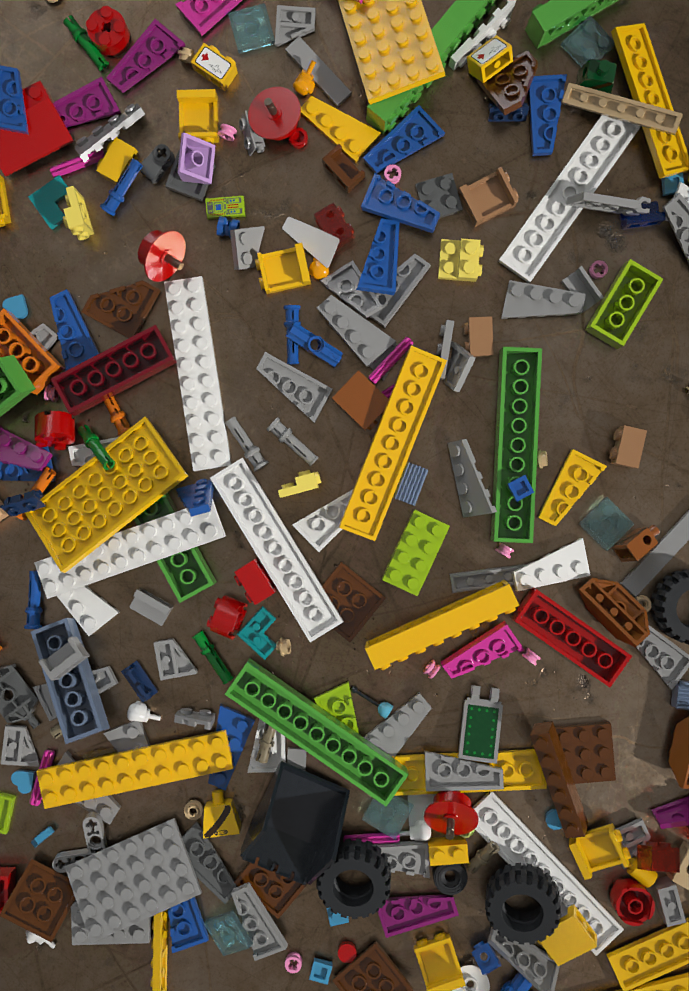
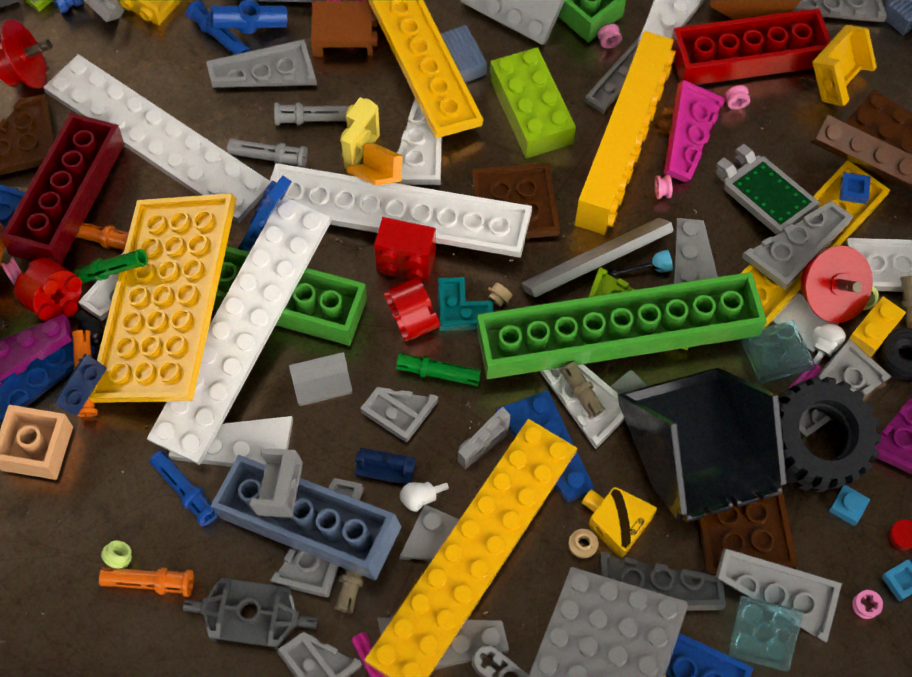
camera: 50 degrees left, 25 degrees down
(63, 466) = (92, 325): none -> black cylinder
(288, 515) = (378, 166): none -> light orange panel
(354, 675) = (597, 257): none -> light grey tile
(525, 773) = (855, 188): none -> blue plate
(606, 695) = (842, 61): none -> yellow panel

